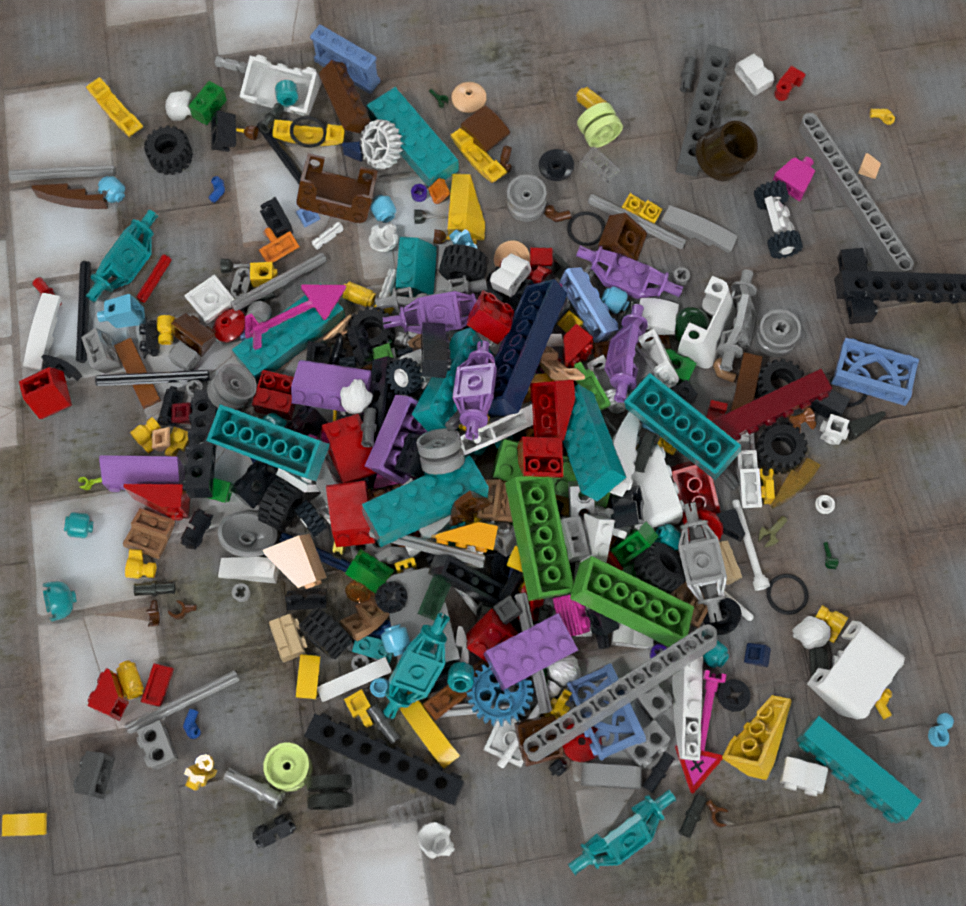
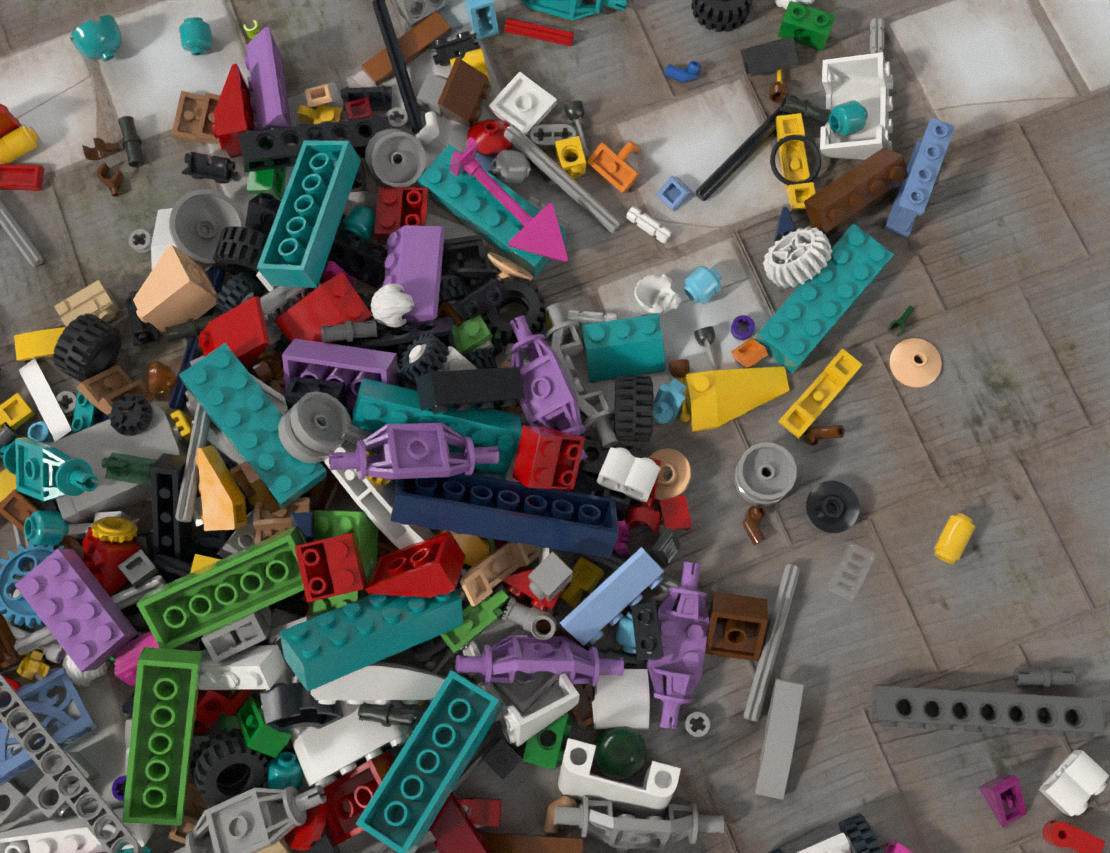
camera: 80 degrees right, 5 degrees up
(136, 567) = (153, 113): yellow piece -> none
(143, 434) = (324, 73): yellow piece -> none
(210, 366) = (430, 131): none -> white arm
(275, 217) = (657, 155): black hinge -> none
(327, 556) = (189, 329): none -> pearl dark grey pin
(334, 193) = (711, 214): reddish brown windscreen -> none
(359, 294) = (568, 283): yellow head -> none
(368, 571) = (170, 390): green hinge -> none
(395, 639) = (70, 432): medium azure head -> none
(473, 625) = (114, 529): none -> yellow gear
(485, 128) = (865, 394): reddish brown slope -> none
(502, 477) = (305, 525): none -> dark blue slope
(575, 325) = (549, 577): none -> light grey brick
(580, 214) = (749, 546): black tyre -> none
(596, 354) = (528, 617): none -> light grey connector
(599, 125) = (911, 556): yellowish green wheel -> none
(618, 285) = (647, 631): none -> black hinge
(645, 210) = (793, 645): yellow slope -> none
(726, 150) = (935, 770): dark brown piece -> none
(756, 113) = (1004, 798): none -> magenta slope

